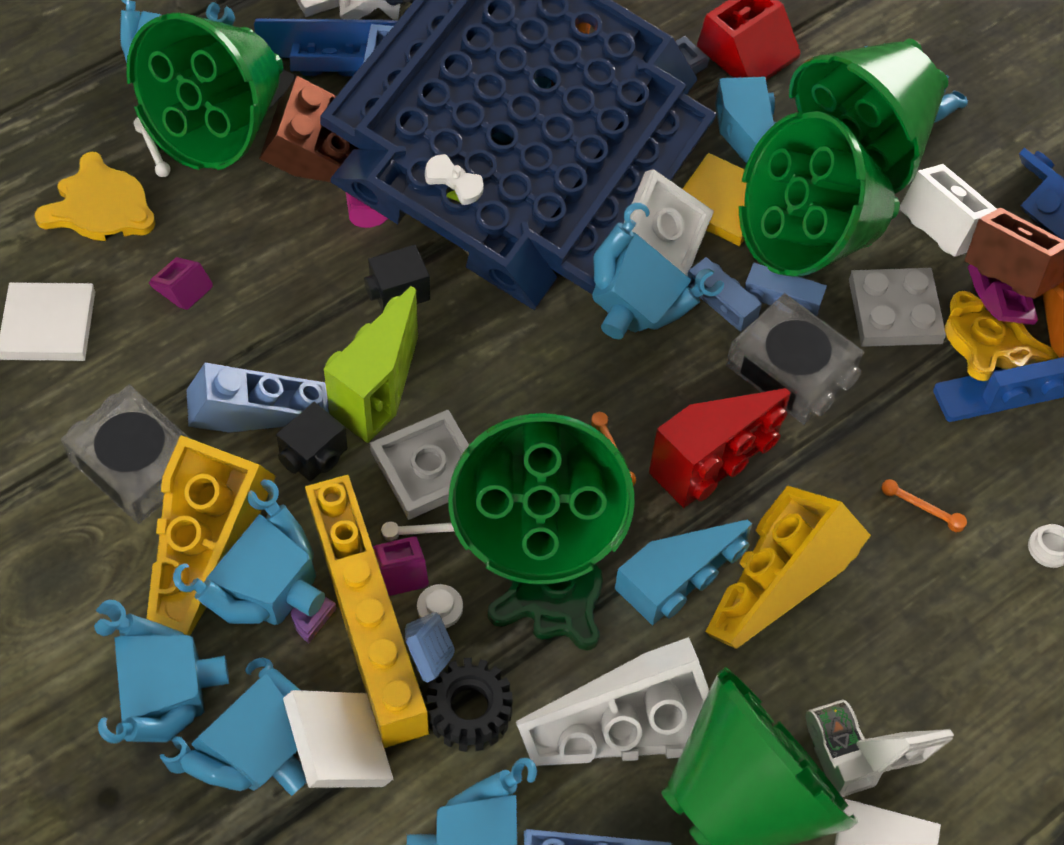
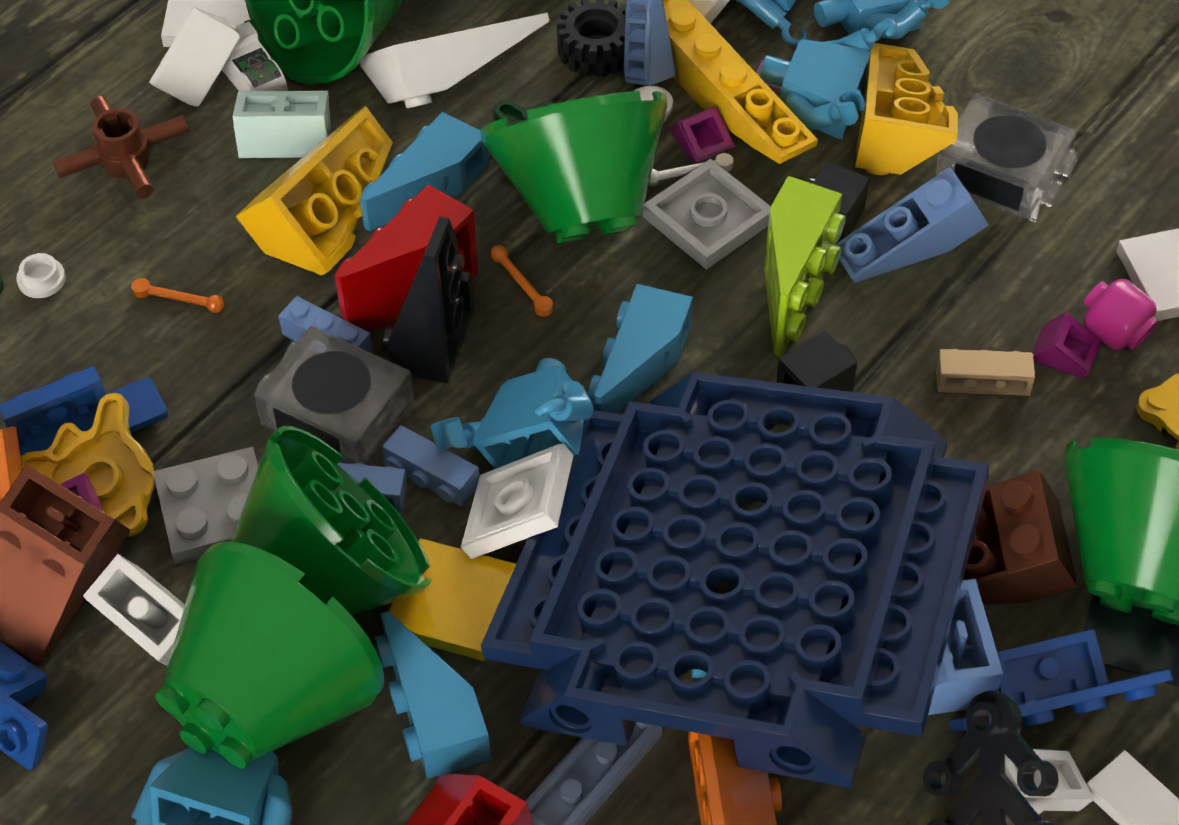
camera: 170 degrees right, 5 degrees down
(127, 279) = (1120, 314): none -> dark pink head
(259, 269) = (985, 372): none -> tan piece
(466, 185) = (805, 424): white piece -> none
(524, 345) = (645, 349): none -> dark azure slope
(714, 357) = (434, 311): none -> black wedge
(806, 435) = (302, 314): none -> medium blue piece
(817, 656) = (280, 123): none -> light aqua hinge
(972, 662) = (121, 145): none -> copper bar

